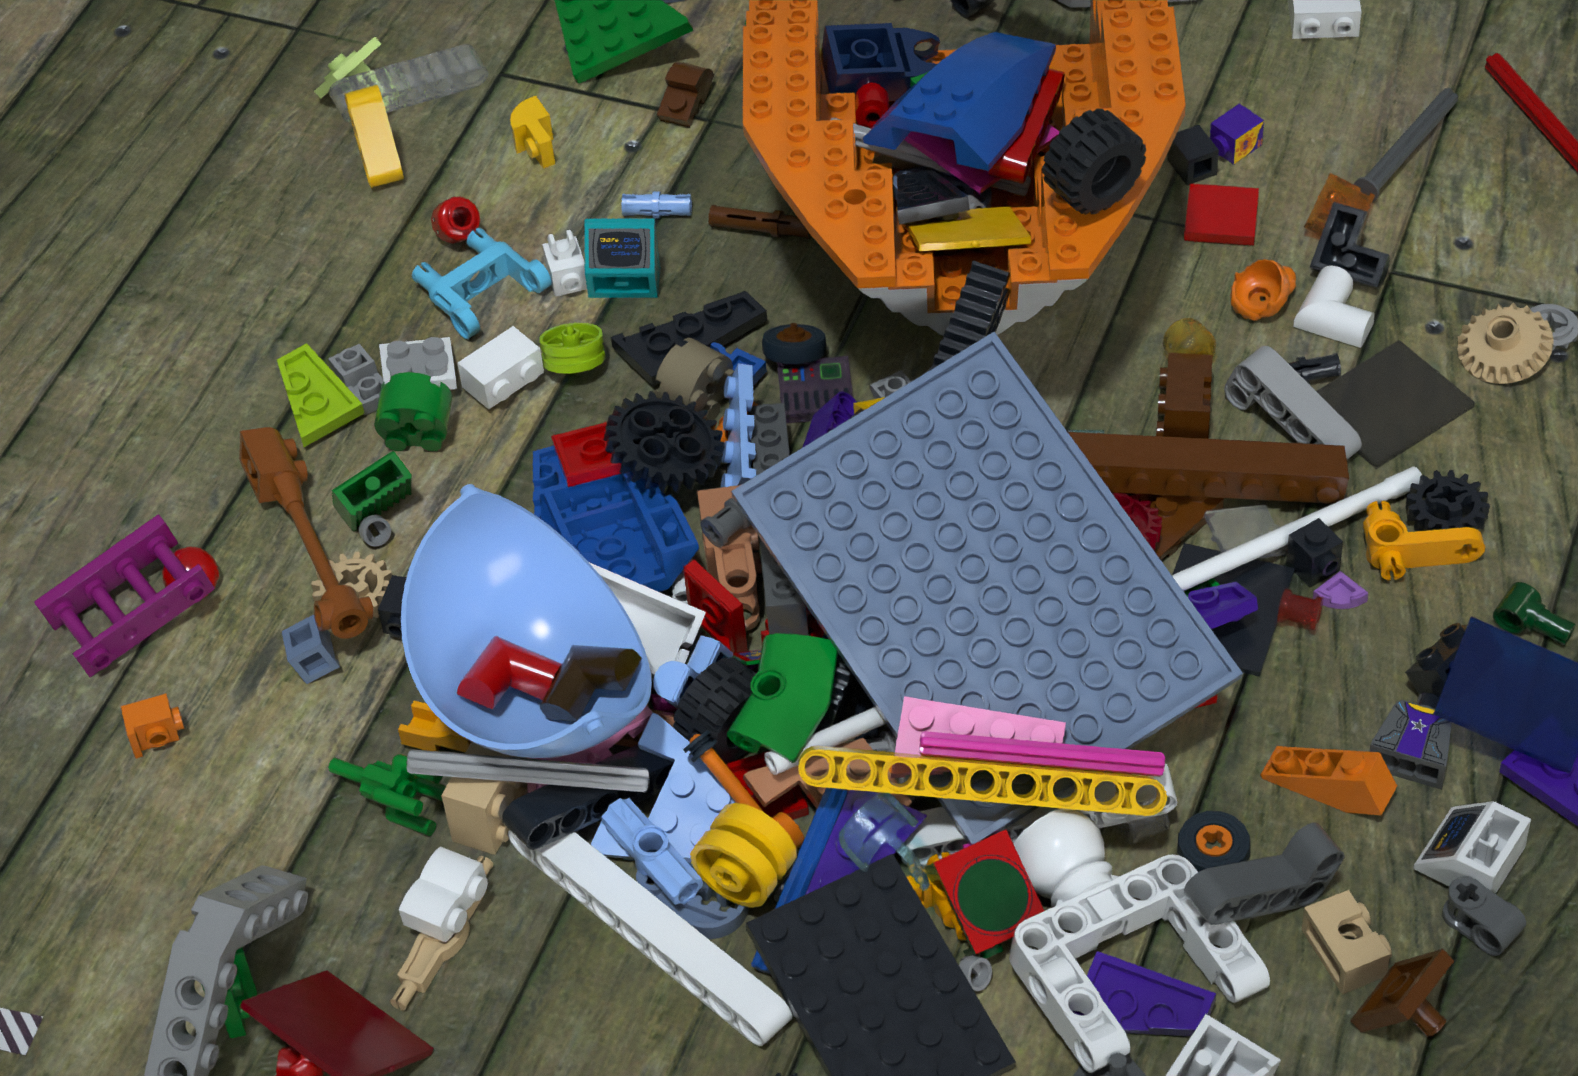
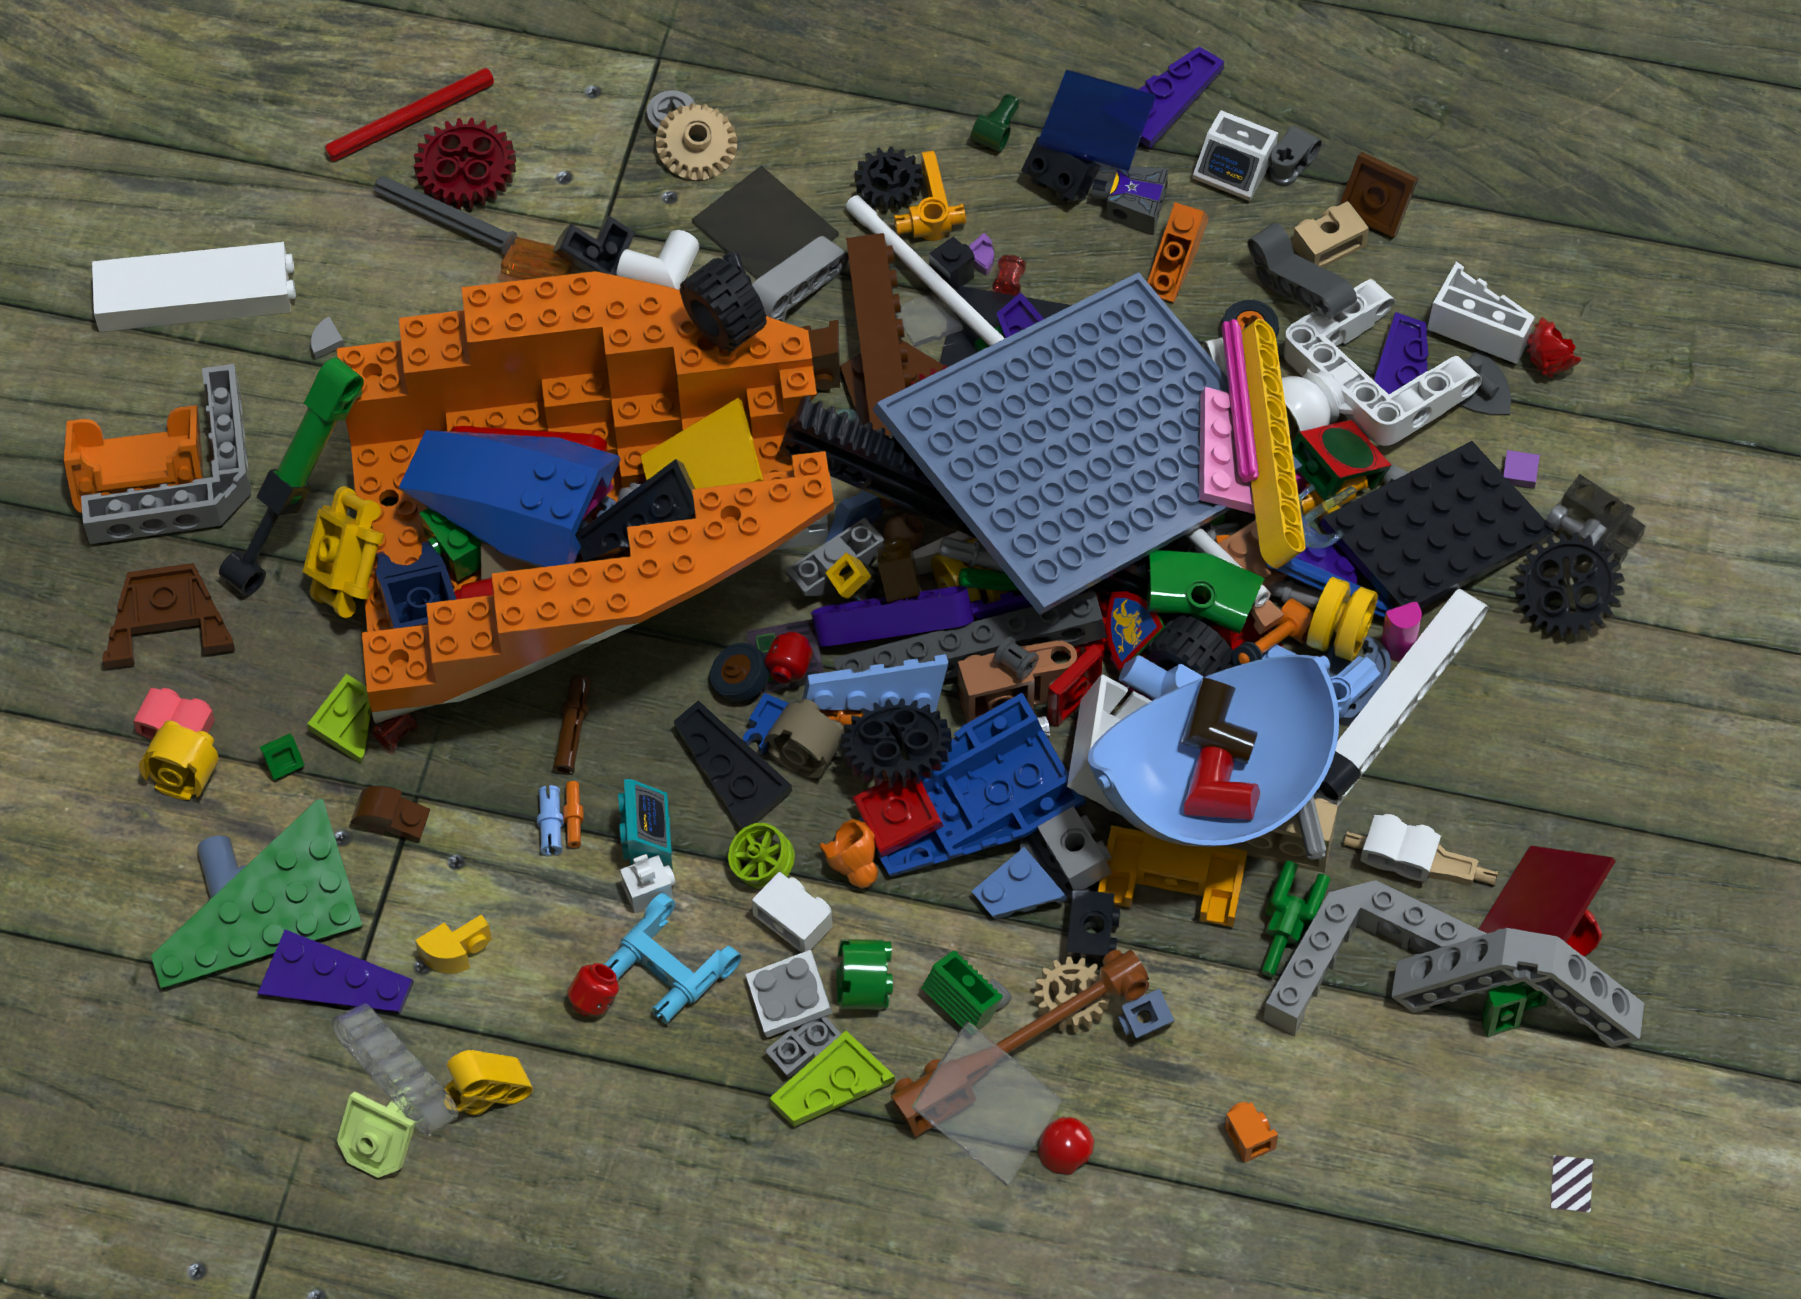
camera: 100 degrees left, 10 degrees up
(106, 573) = (1103, 1216): magenta fence -> none
(239, 496) = (987, 1103): none -> clear piece
(359, 888) = (1372, 908): none -> light grey brick
(522, 55) = (322, 974): none -> dark purple wing
(554, 417) = (853, 853): none -> orange piece
(664, 221) = (573, 814): none -> orange bar
(730, 926) = (1401, 629): none -> dark pink brick
(794, 371) = (788, 657): none -> red head
(965, 23) = (343, 551): none -> yellow brick
(1253, 57) = (325, 338): none -> light grey tile
(1500, 162) = (459, 153): none -> dark red gear

